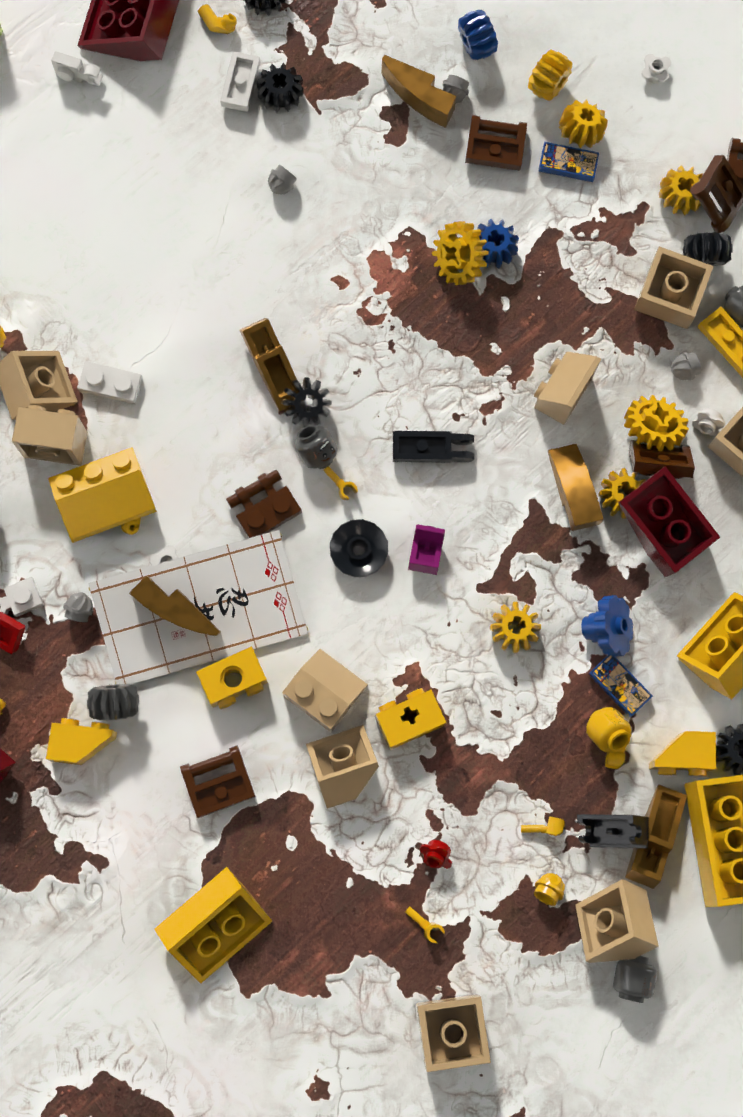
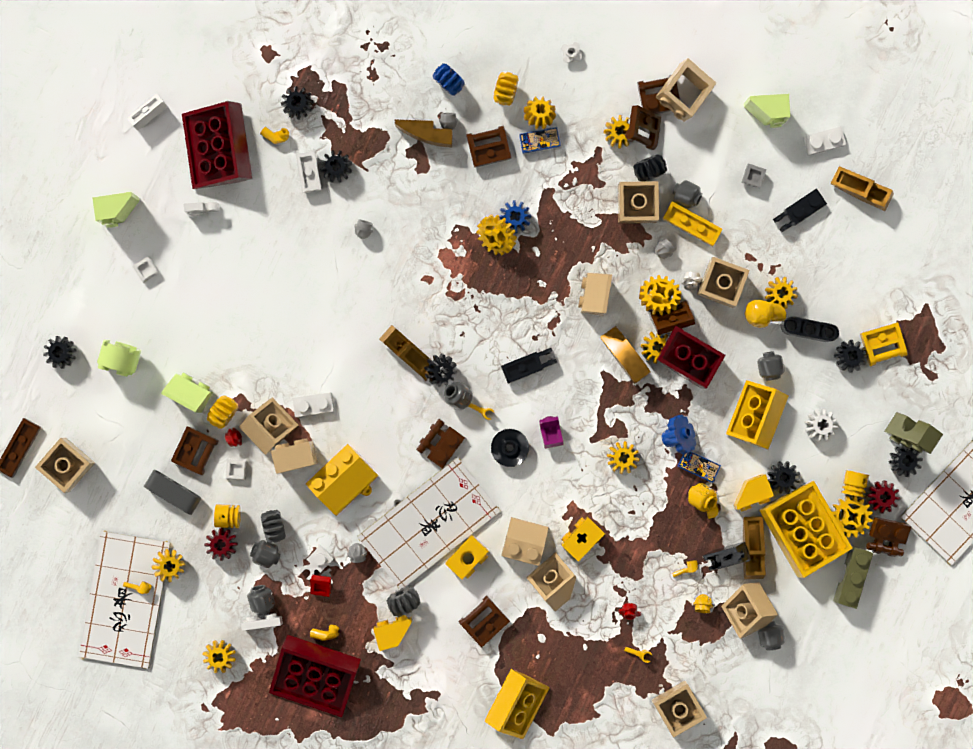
camera: 25 degrees left, 10 degrees up
(173, 608) = (415, 532): pearl gold slope -> none

